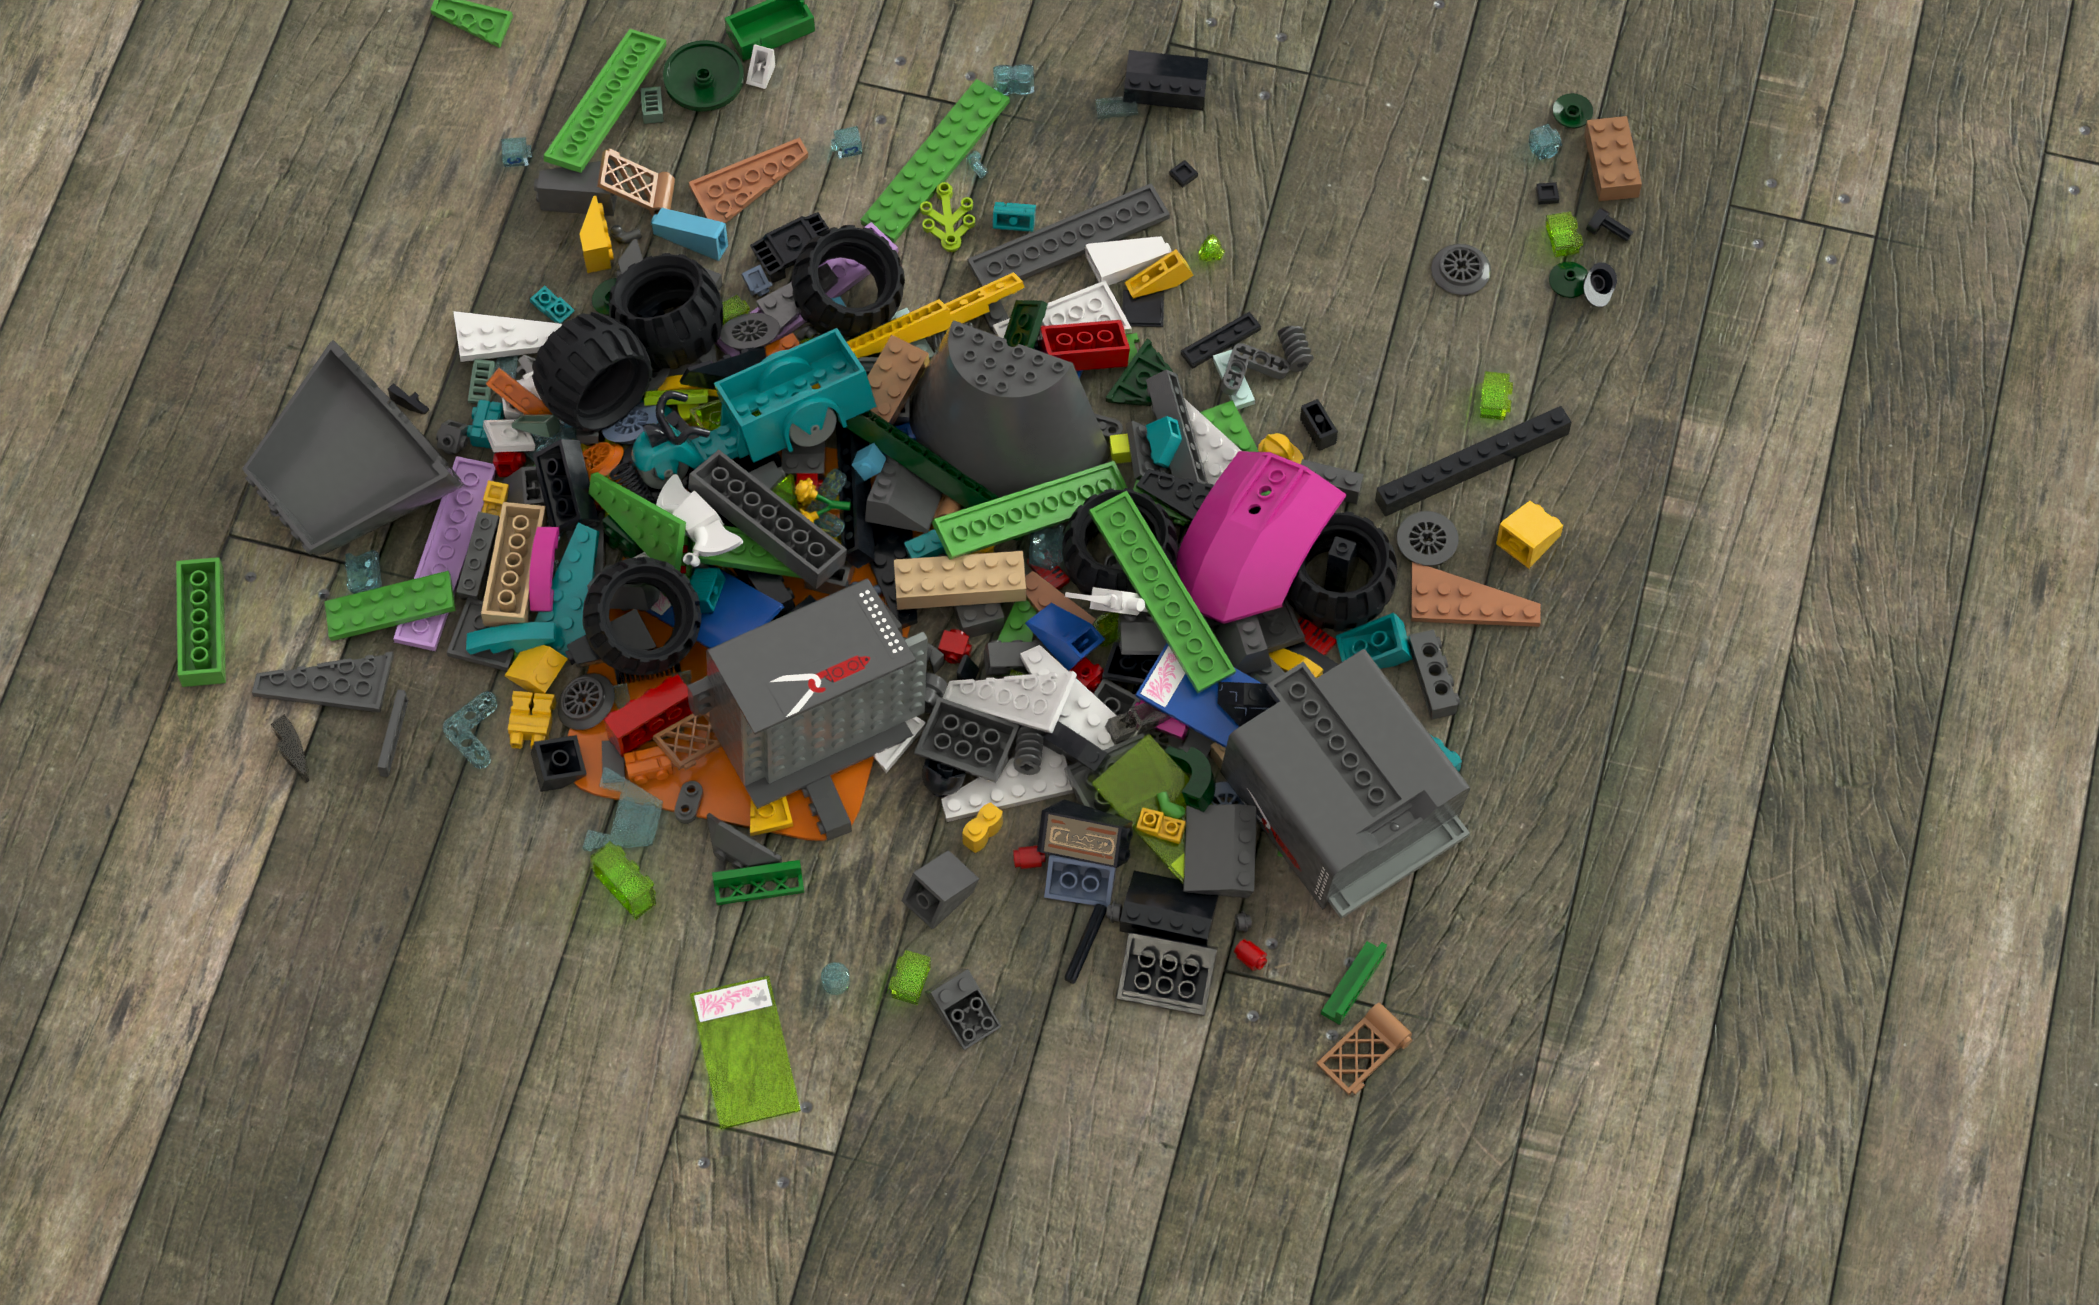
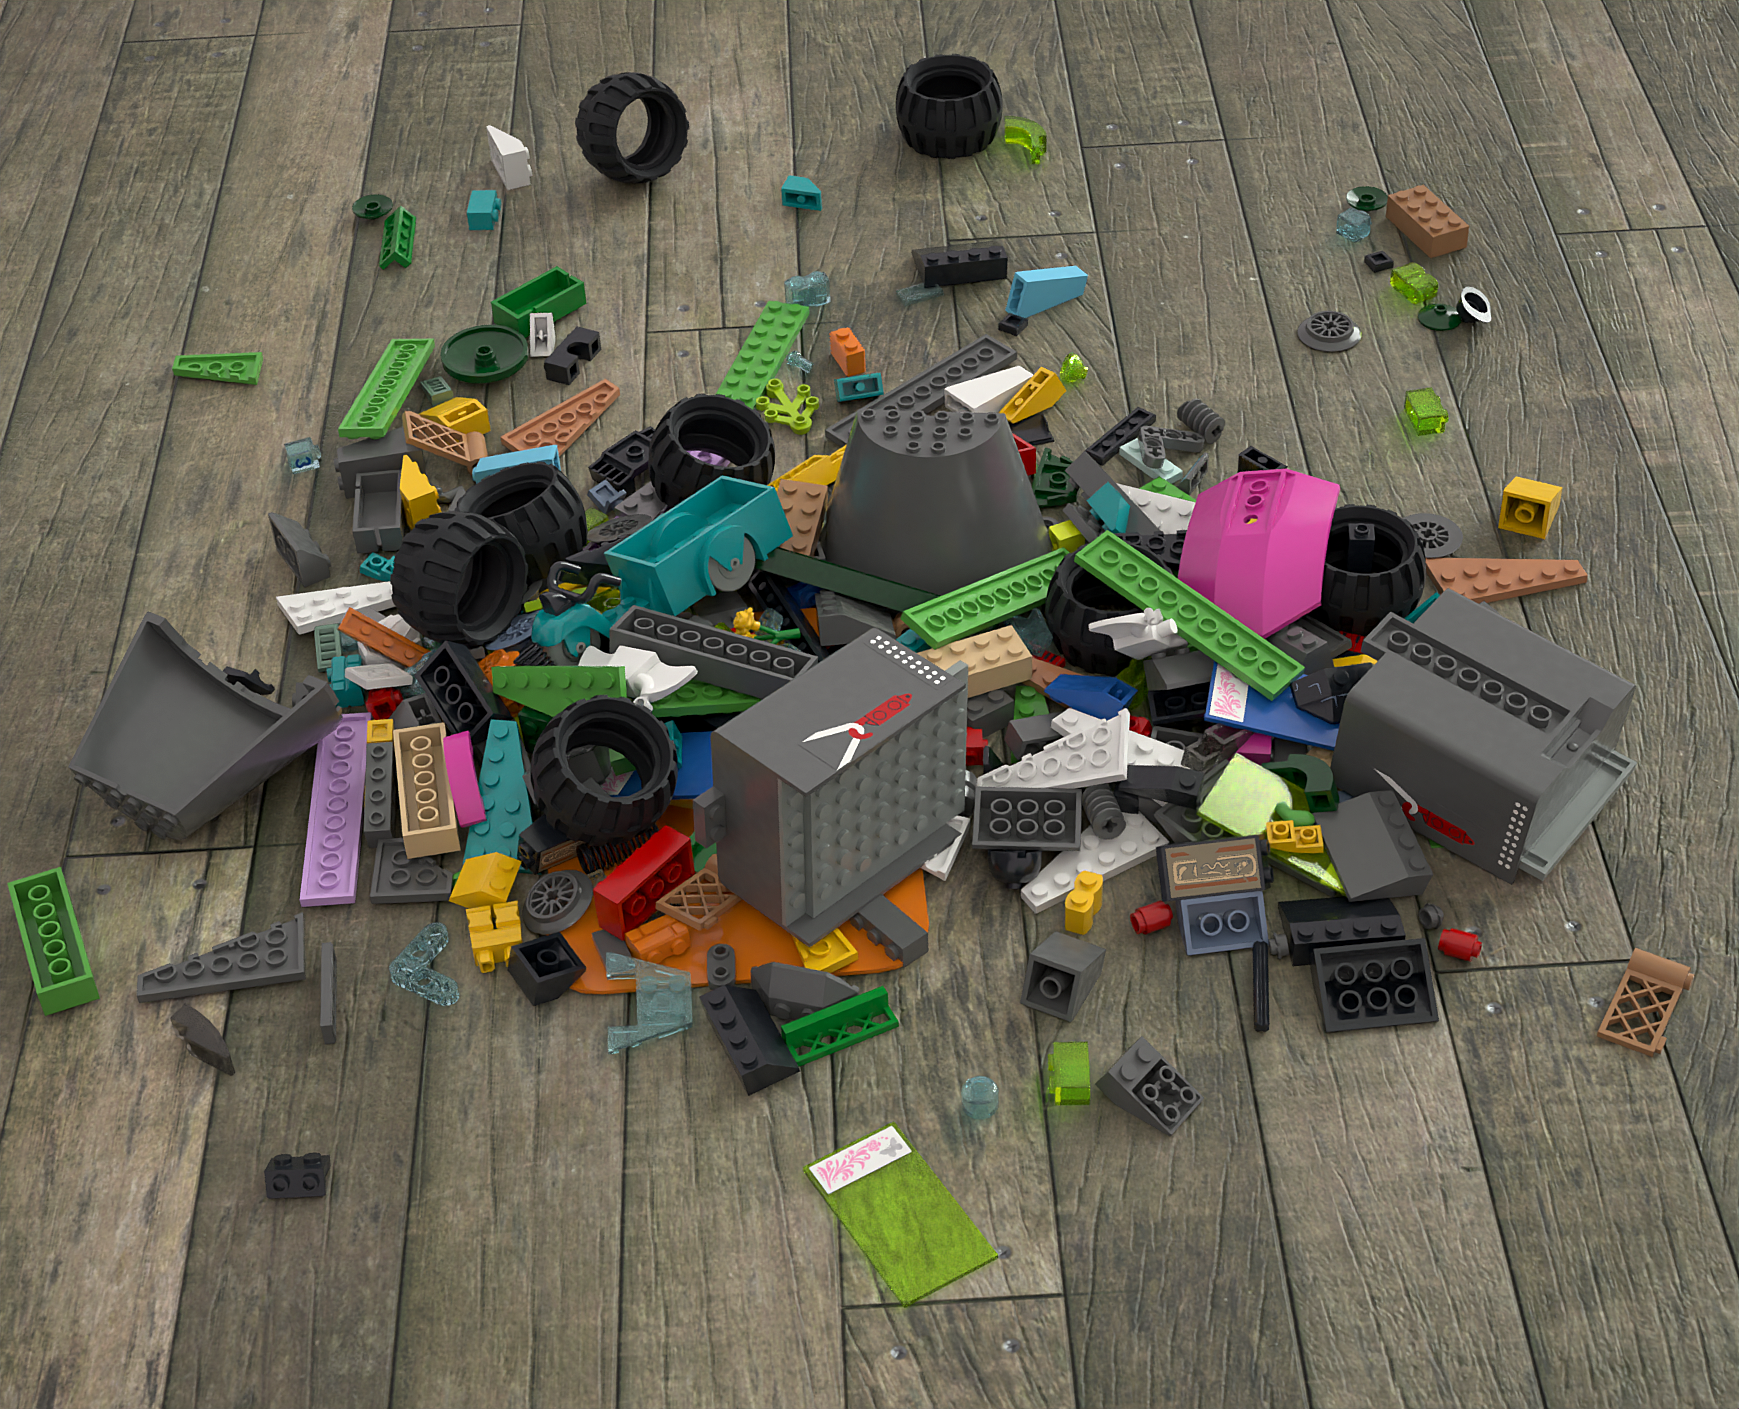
camera: 15 degrees left, 20 degrees down
(330, 888) = (297, 1176): none -> black bracket
(363, 572) = (244, 848): clear light blue bracket -> none
(389, 606) = (285, 869): bright green plate -> none
(485, 266) = (299, 550): none -> dark grey slope
(516, 636) = (453, 853): teal slope -> none
(538, 424) = (414, 655): sand green slope -> none
(559, 248) = (378, 512): none -> dark grey piece
(623, 879) = (673, 1062): clear neon green brick -> none
(657, 147) = (460, 415): none -> yellow slope
(687, 871) = (748, 1037): none -> black slope
(790, 86) = (563, 363): none -> black arch
(847, 142) = (657, 372): clear light blue brick -> none
(869, 461) = (801, 596): medium azure brick -> none
(1021, 168) = (847, 351): none -> orange brick
(1225, 143) = (1044, 288): none -> medium azure slope
(1261, 408) = (1194, 475): none -> dark grey slope
(1354, 982) = (1592, 940): green fence -> none
(1472, 461) = (1443, 457): black brick -> none
(1603, 219) = (1445, 265): black piece -> none

